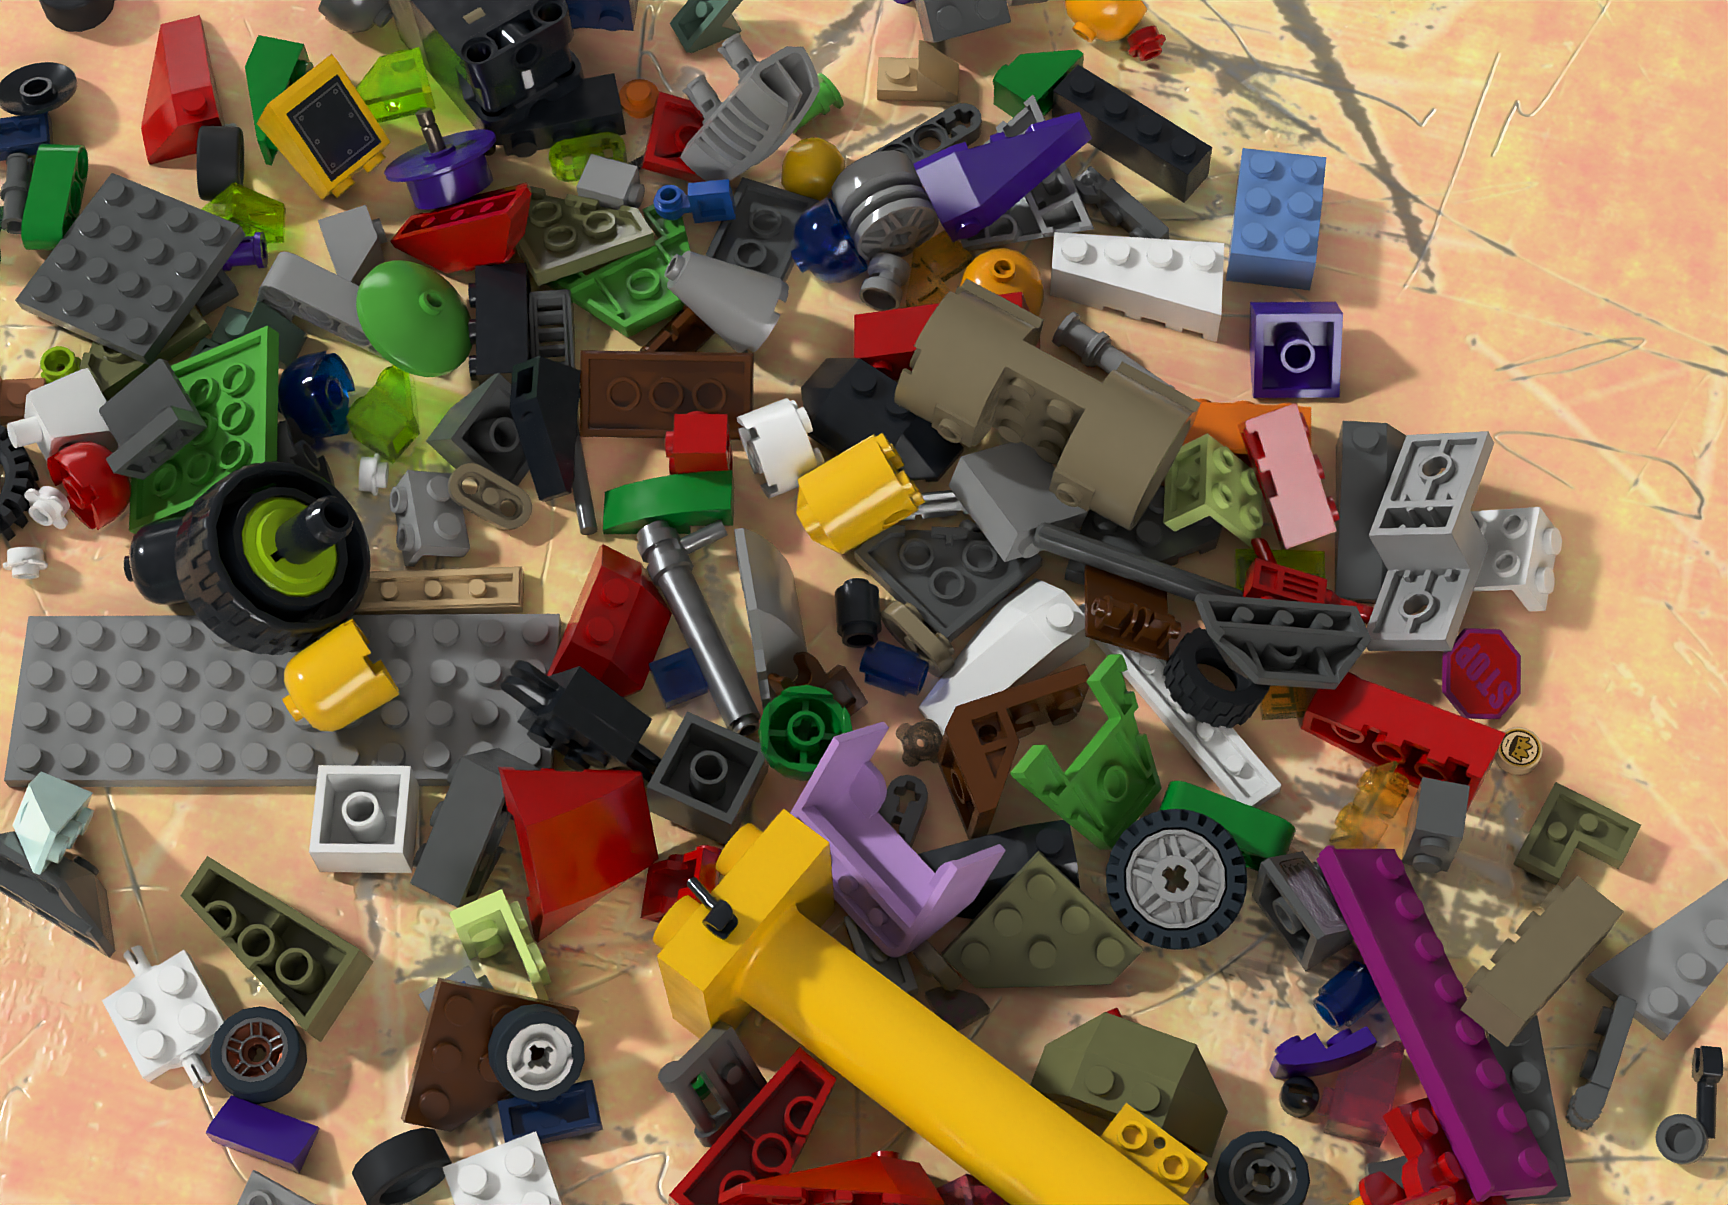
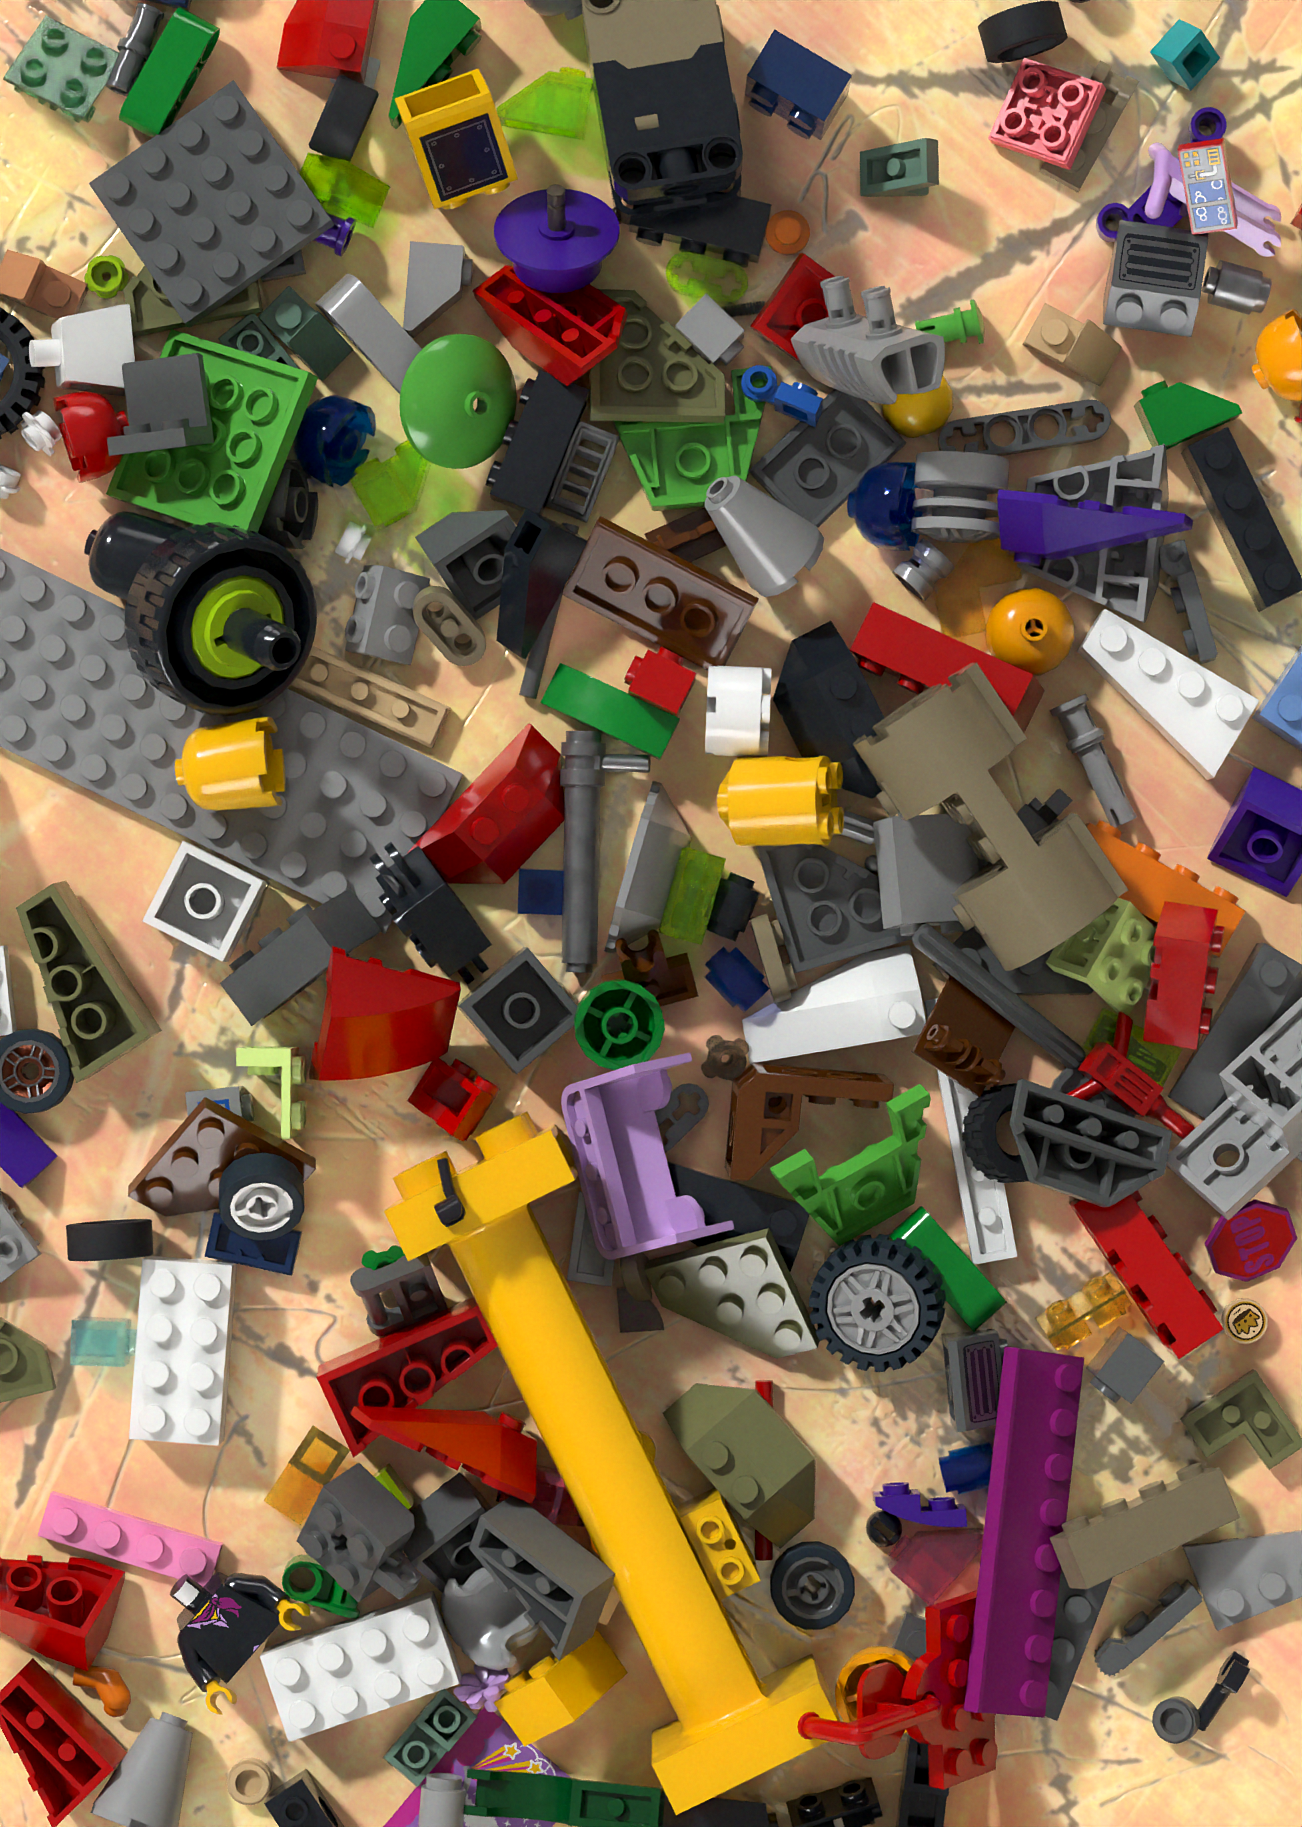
camera: 25 degrees right, 25 degrees up
(818, 612) = (692, 895): none -> clear neon green bracket

